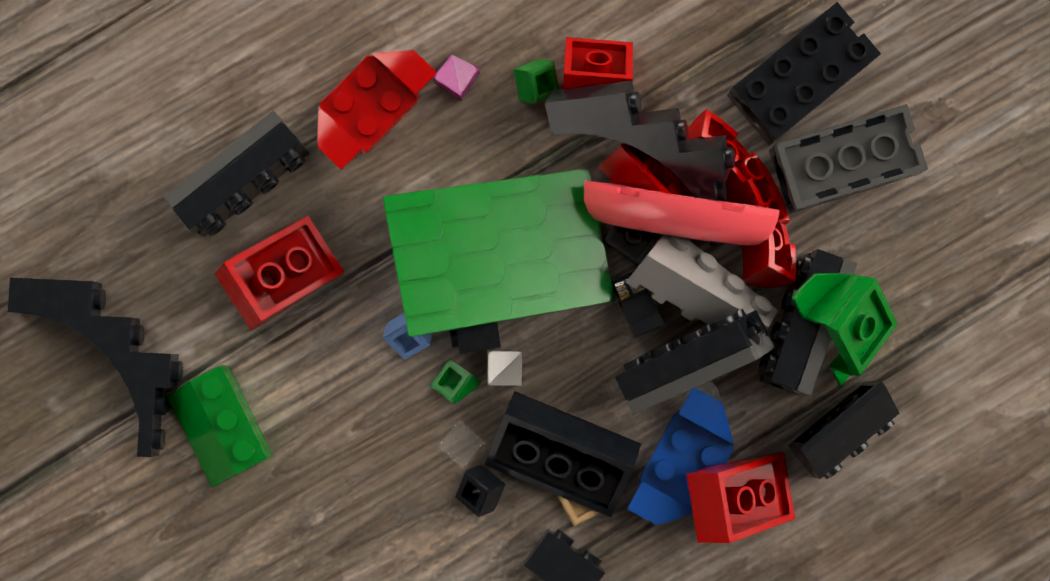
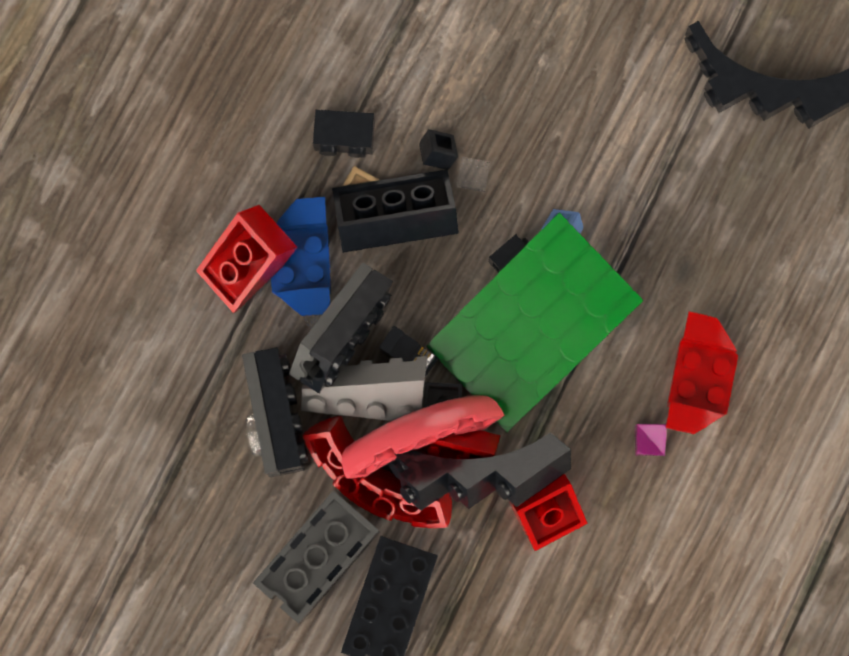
camera: 155 degrees right, 5 degrees down
(219, 425) = (654, 80): green slope -> none
(237, 176) = (761, 262): black piece -> none
(278, 272) = (684, 213): red slope -> none
(454, 382) = (506, 215): green slope -> none
(504, 368) = (476, 246): light grey slope -> none
(536, 80) = (588, 474): green slope -> none
(845, 429) = (198, 353): black slope -> none
(852, 313) = (248, 431): green piece -> none

